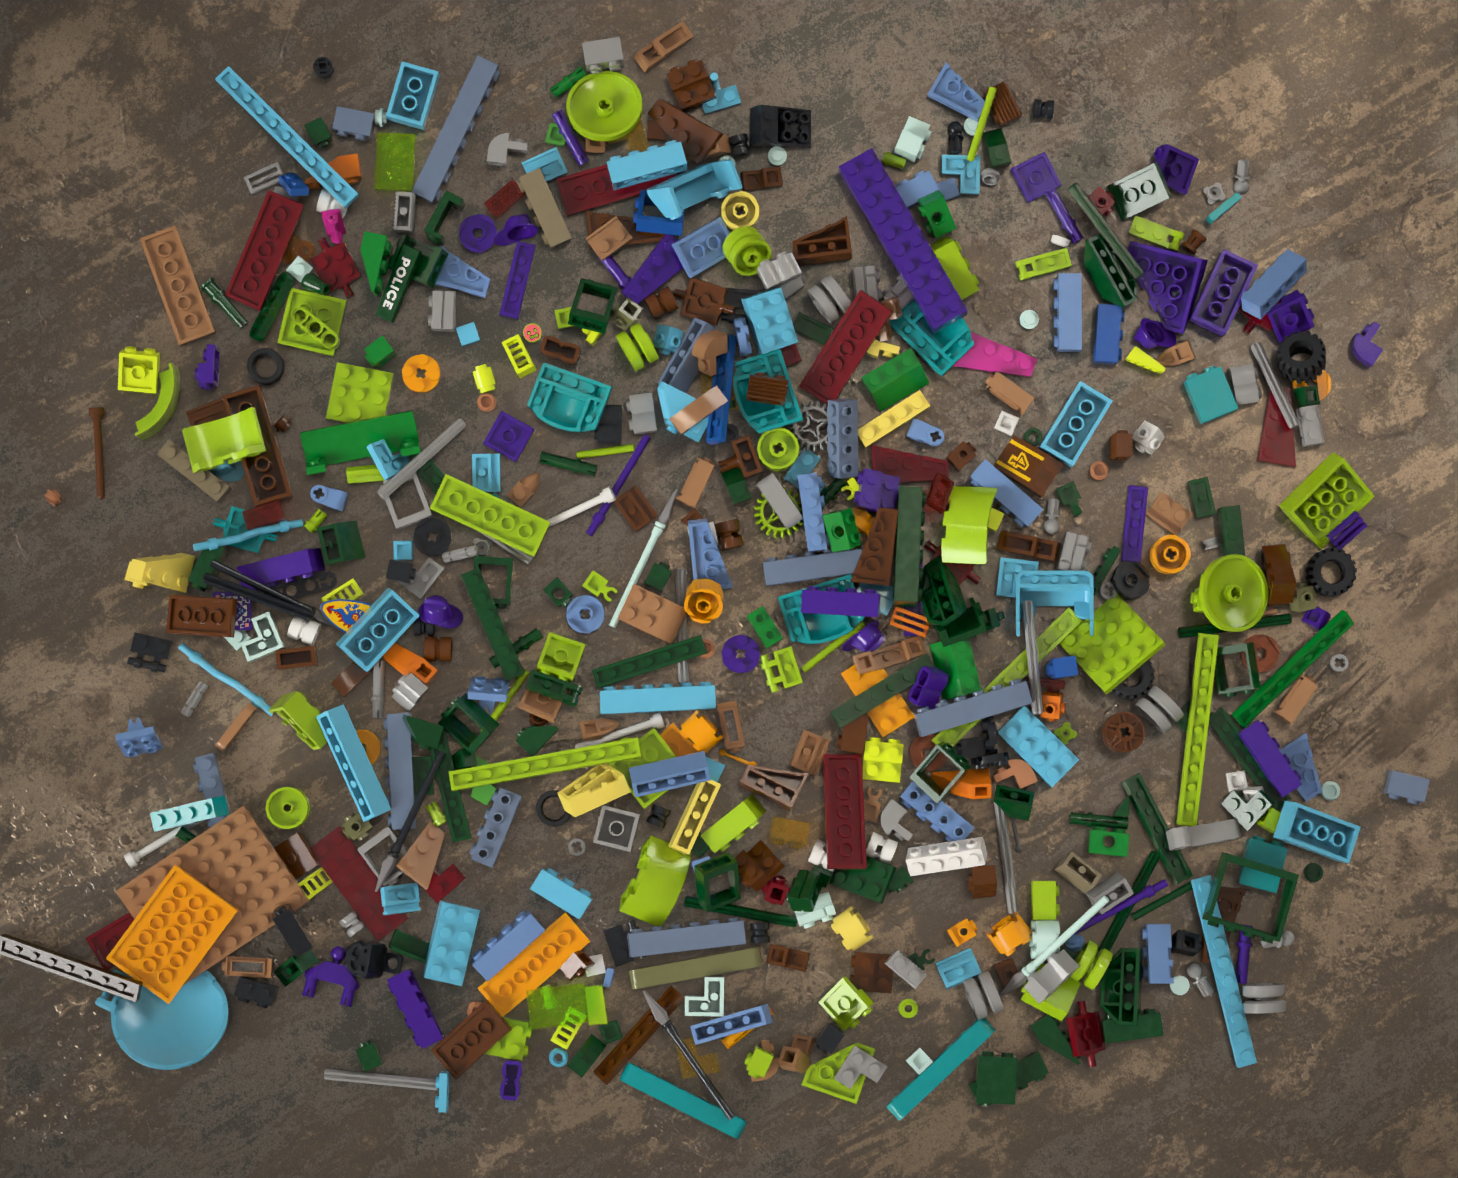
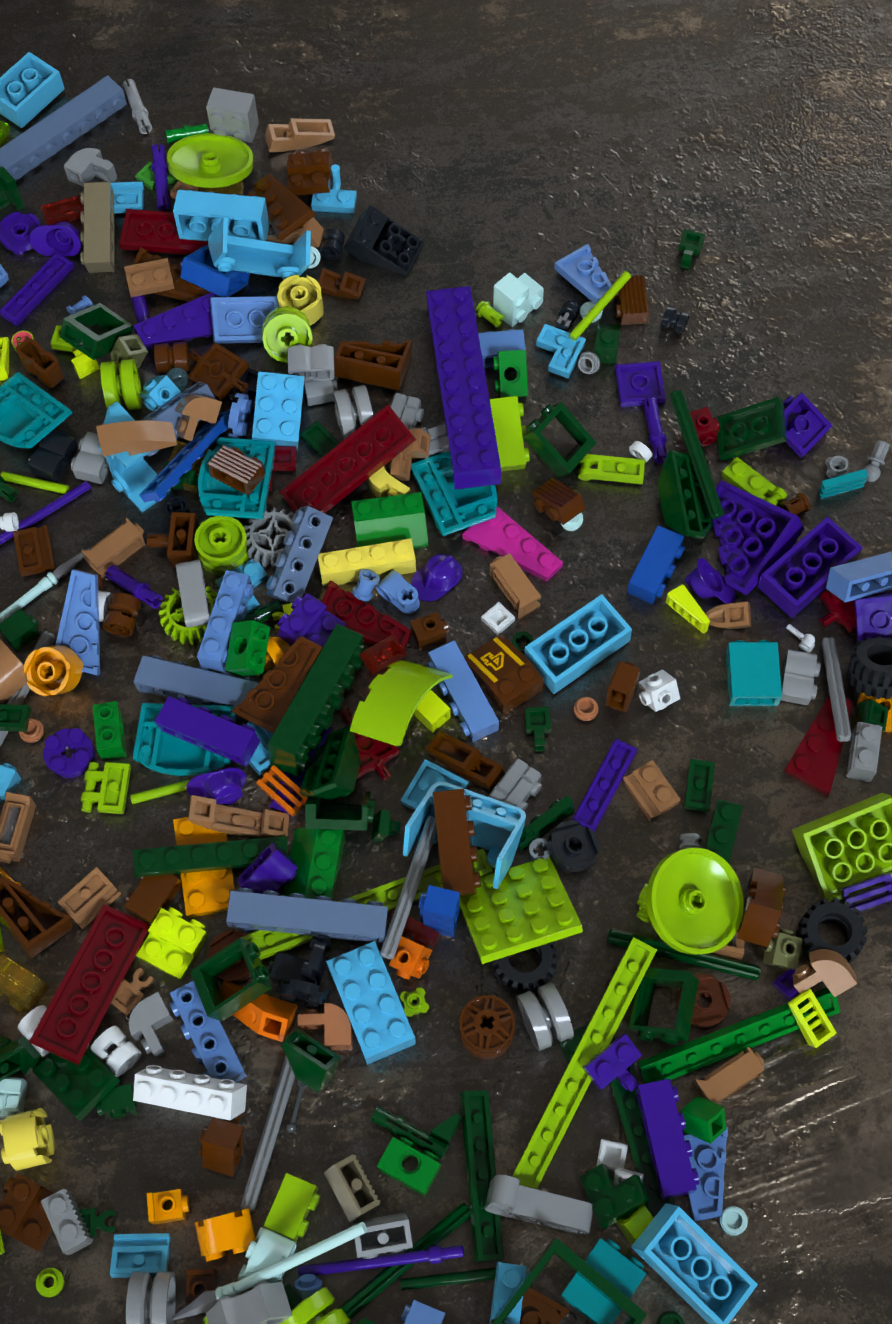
camera: 25 degrees right, 20 degrees down
(517, 76) = (139, 112): none -> light grey pin
(565, 286) = (79, 306): none -> medium blue bush
(673, 319) = (178, 377): none -> clear light blue plate
(733, 511) = (137, 589): none -> dark purple pin
(736, 486) = (156, 570): dark green slope -> none
(777, 155) = (367, 268): light aqua plate -> none
(901, 436) = (365, 585): none -> medium blue bush
(946, 407) = (437, 577): none -> dark purple piece
(949, 189) = (537, 362): medium blue tile -> none
(1011, 266) = (546, 451): none -> dark green window
(1016, 312) = (558, 501): none -> reddish brown brick
(1029, 30) = (690, 244): none -> dark green plate
(1051, 525) = (502, 748): light grey axle -> none
(1053, 617) = (455, 841): none -> reddish brown brick
(1068, 312) = (619, 525): medium blue brick -> none
(1174, 545) = (646, 828): light orange brick -> none
(1217, 723) = (612, 1064): none -> dark purple plate
(1240, 351) = (807, 642): none -> white hand
(1289, 735) = (704, 1119): none -> green brick
(1337, 601) = (826, 967): none -> medium nougat brick
(1339, 668) = (805, 1046): light grey bush -> none
(1346, 645) = (822, 1034): none -> neon yellow slope
(1406, 786) = (840, 1257): sand blue brick -> none

